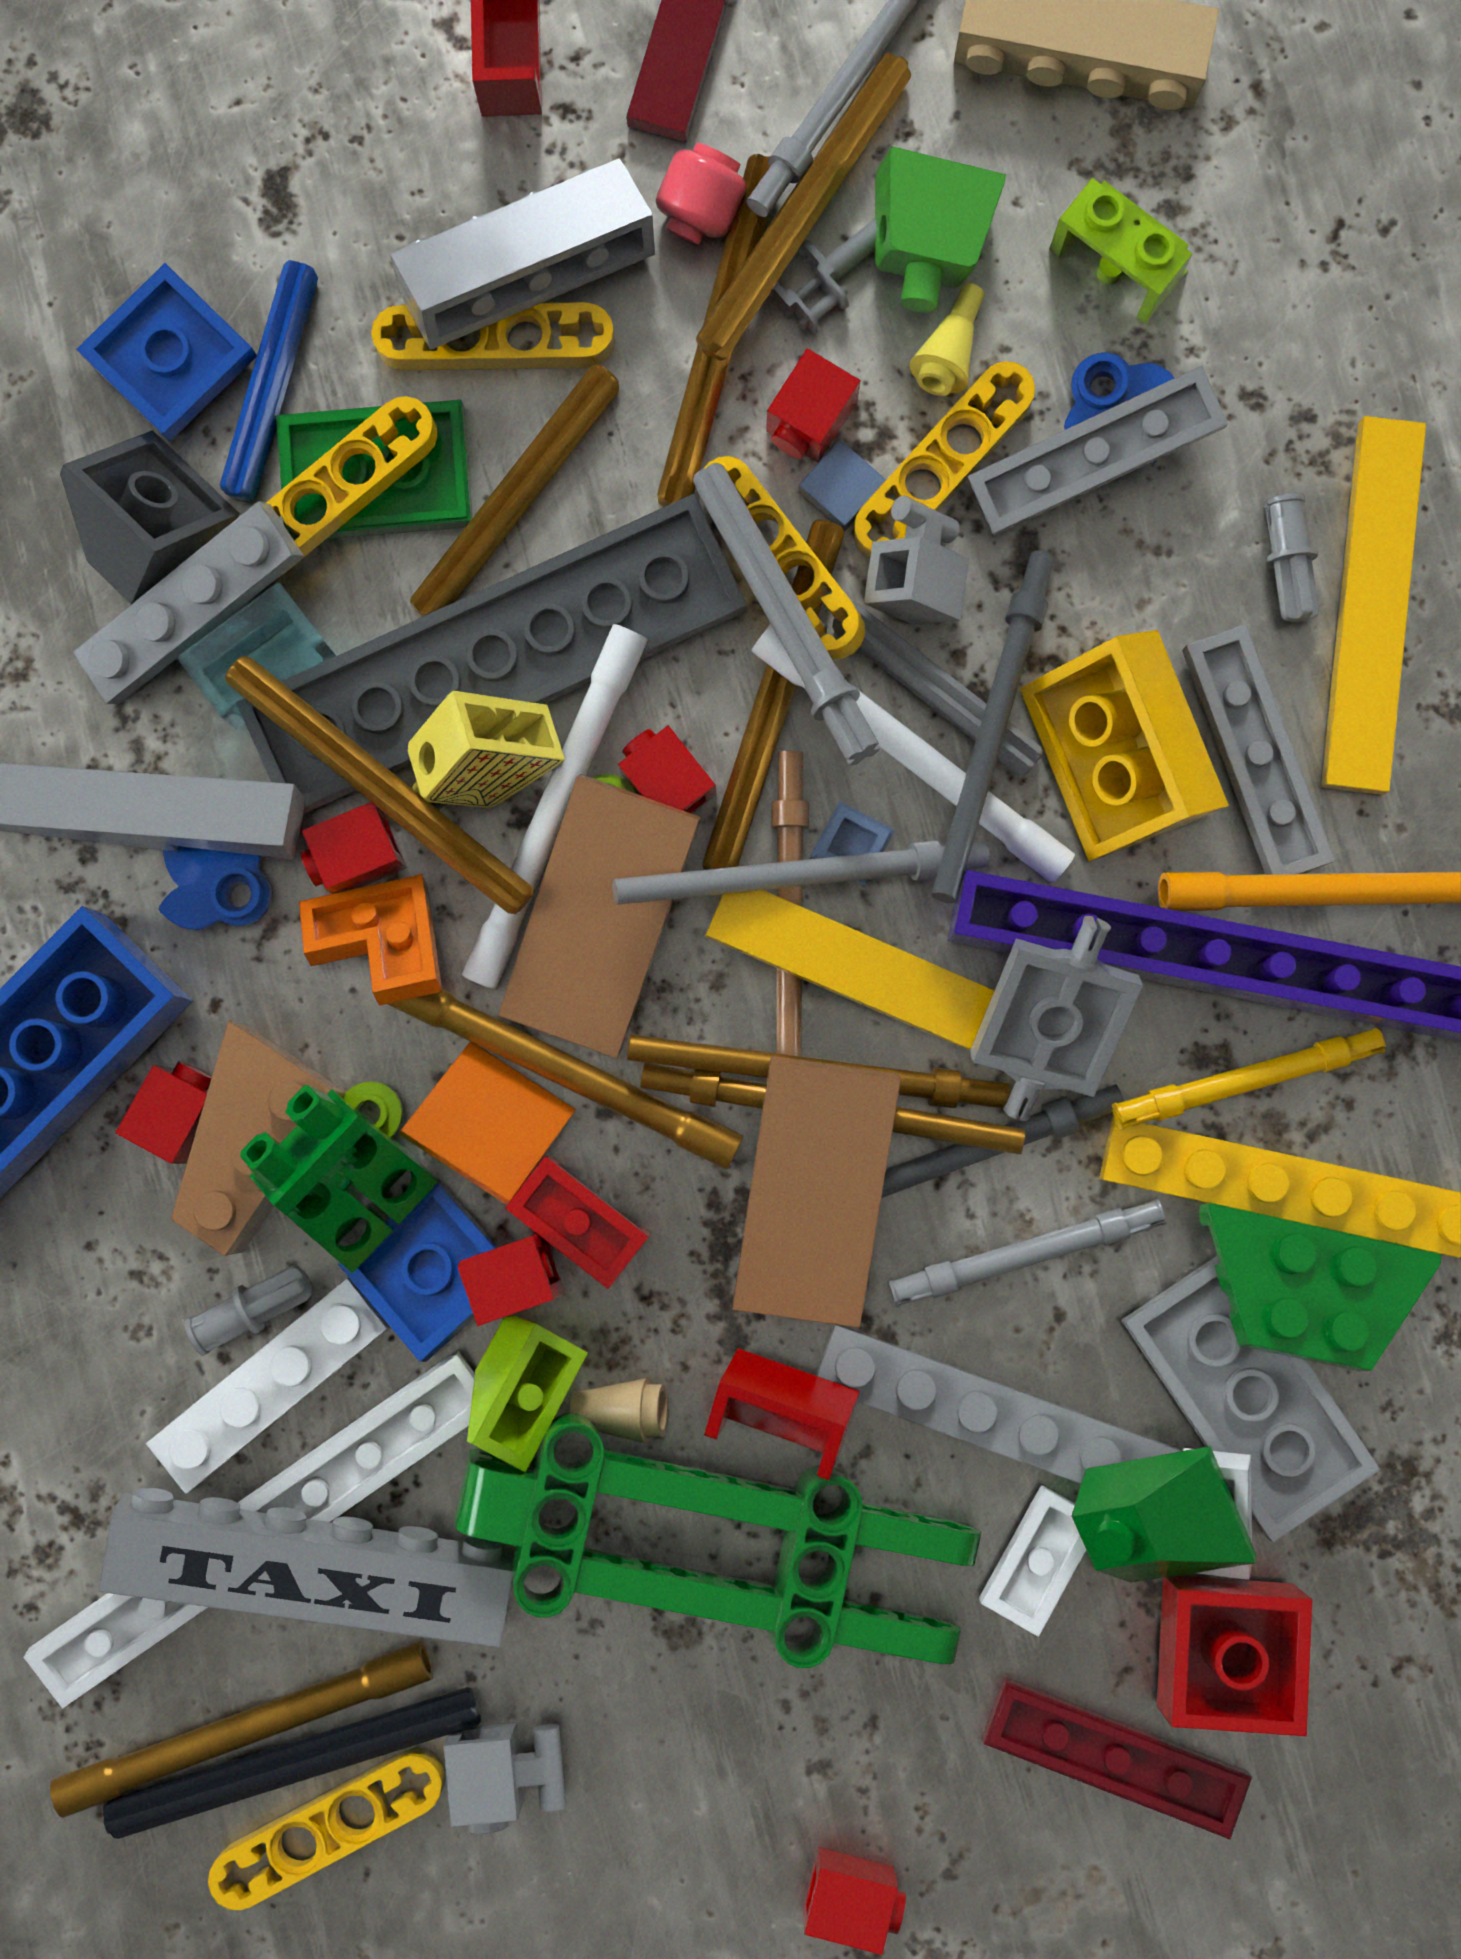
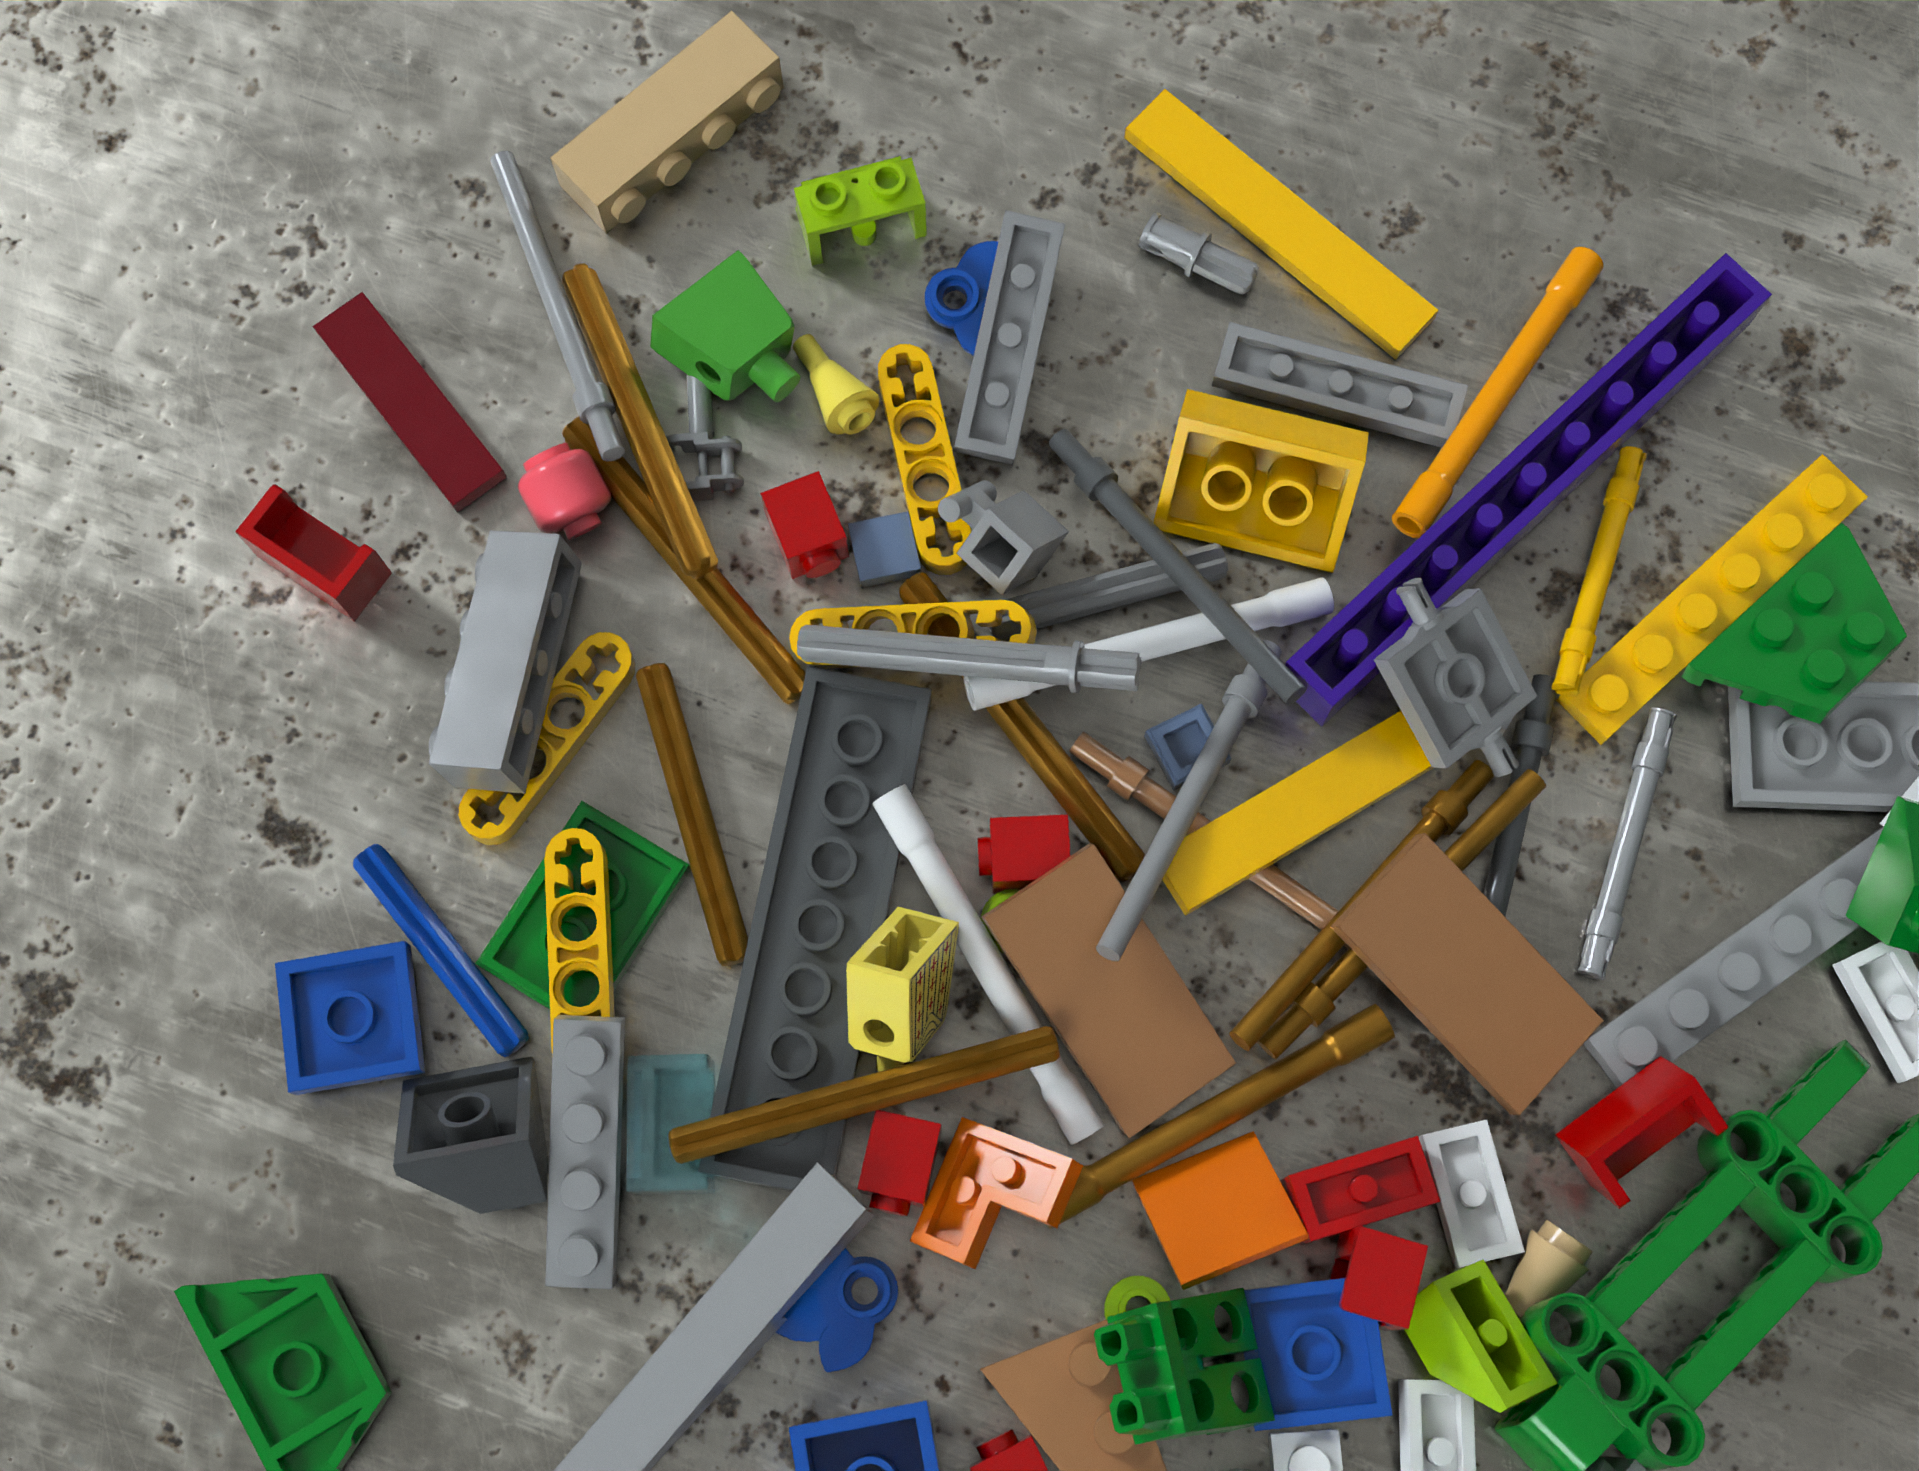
camera: 60 degrees left, 10 degrees down
(642, 1312) = (1472, 1194): none -> white plate

